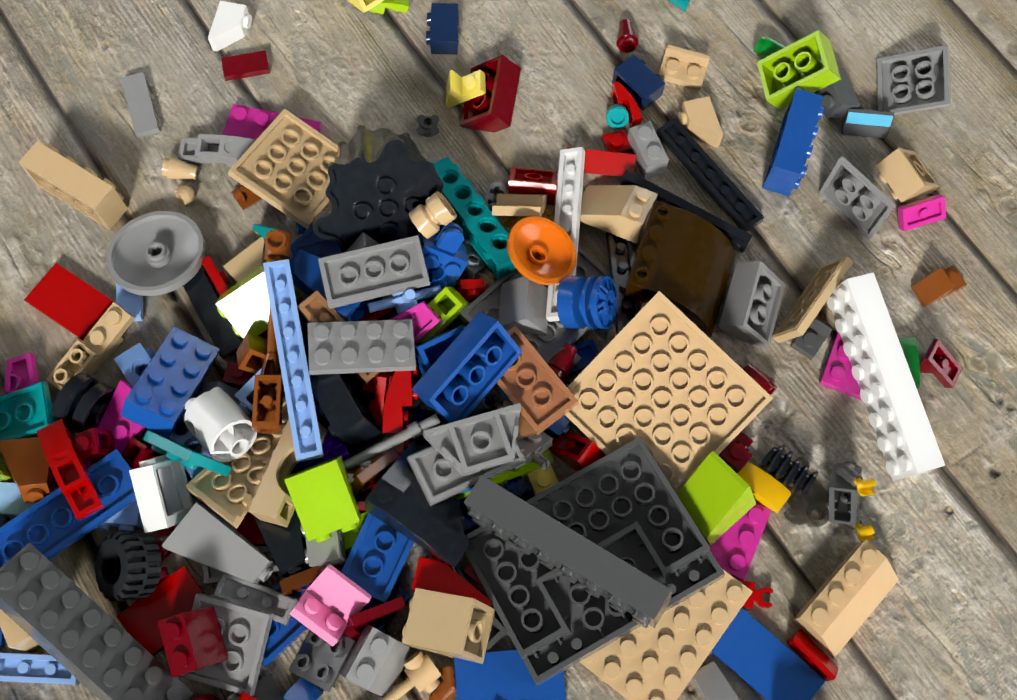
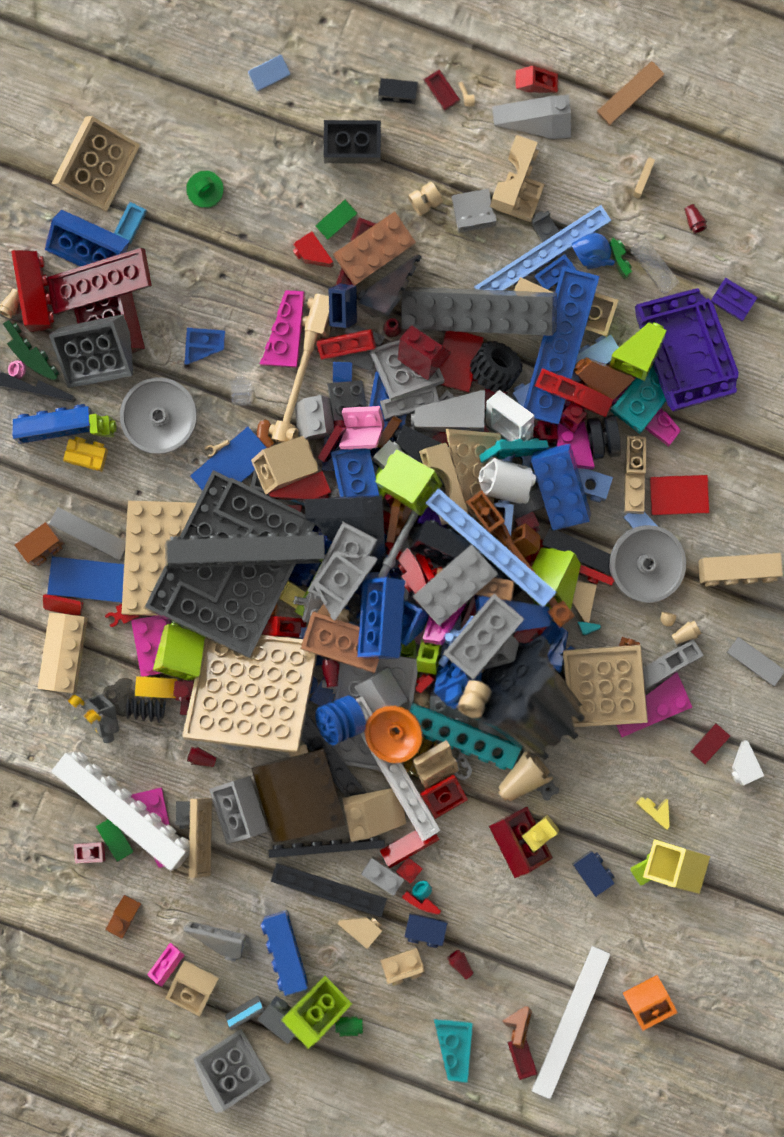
camera: 150 degrees right, 15 degrees up
(340, 38) = (660, 815): none -> light yellow slope
(439, 142) = (525, 777): none -> tan cone

